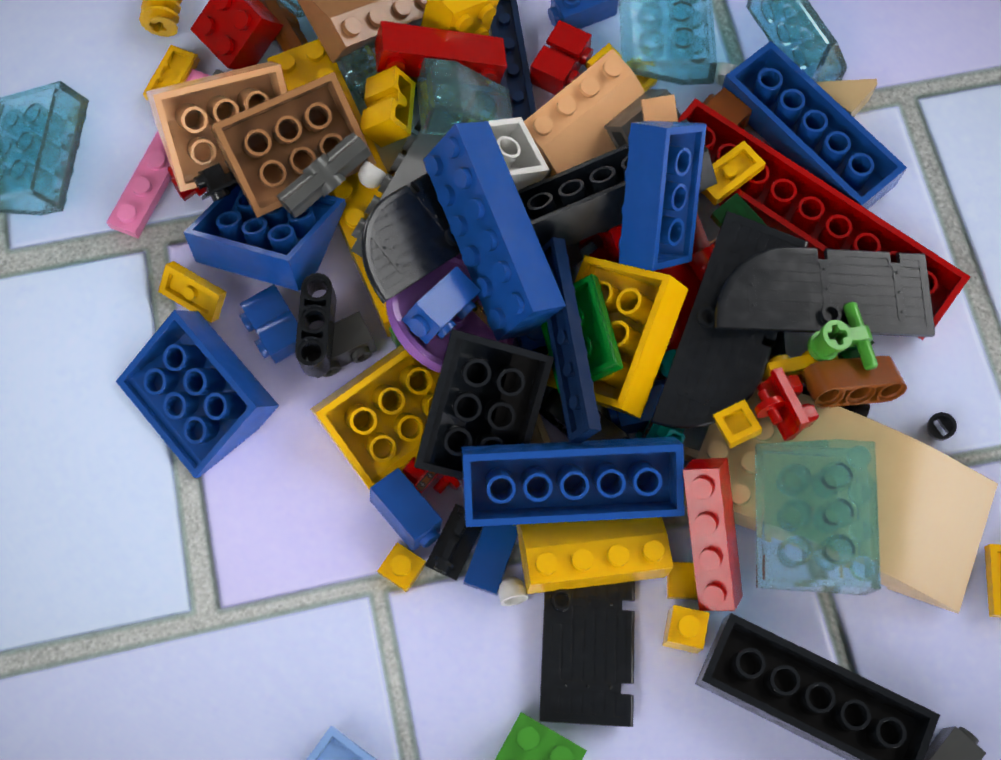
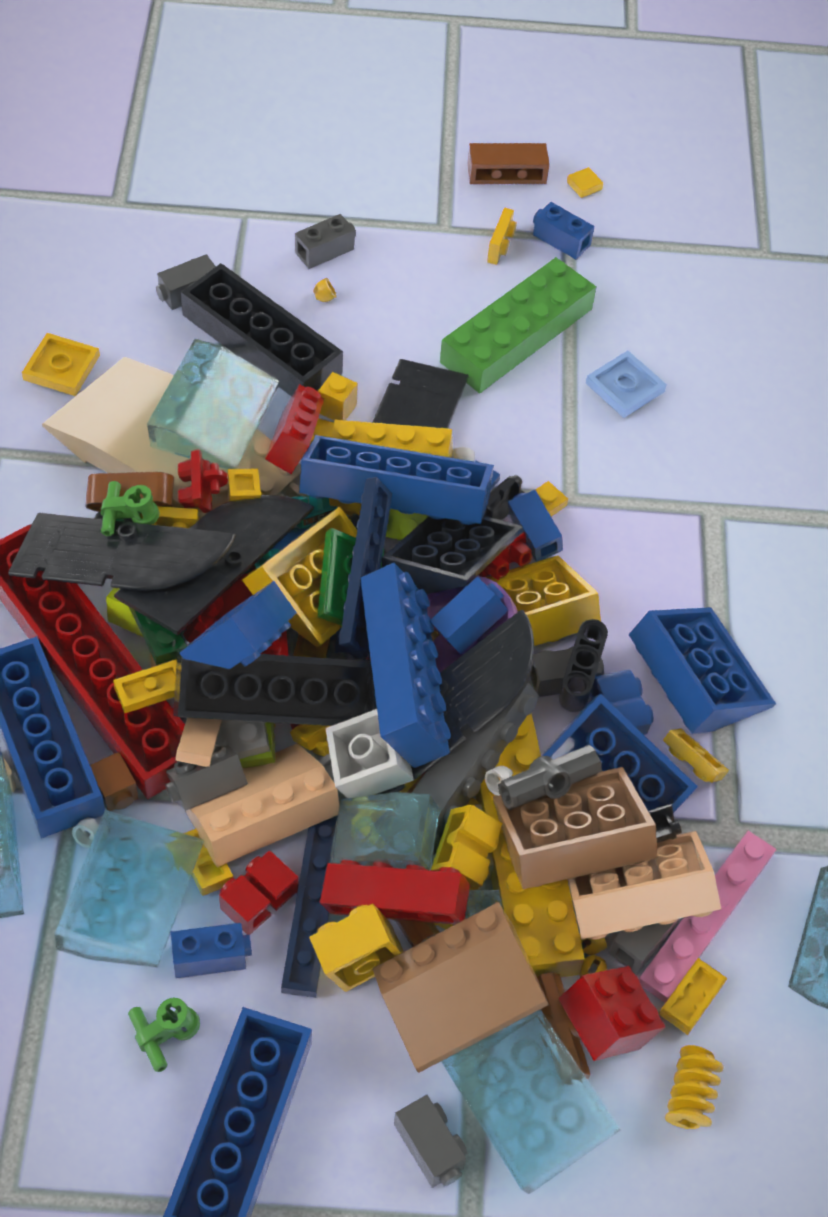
camera: 170 degrees left, 15 degrees down
(946, 421) = (67, 474): black hinge -> none

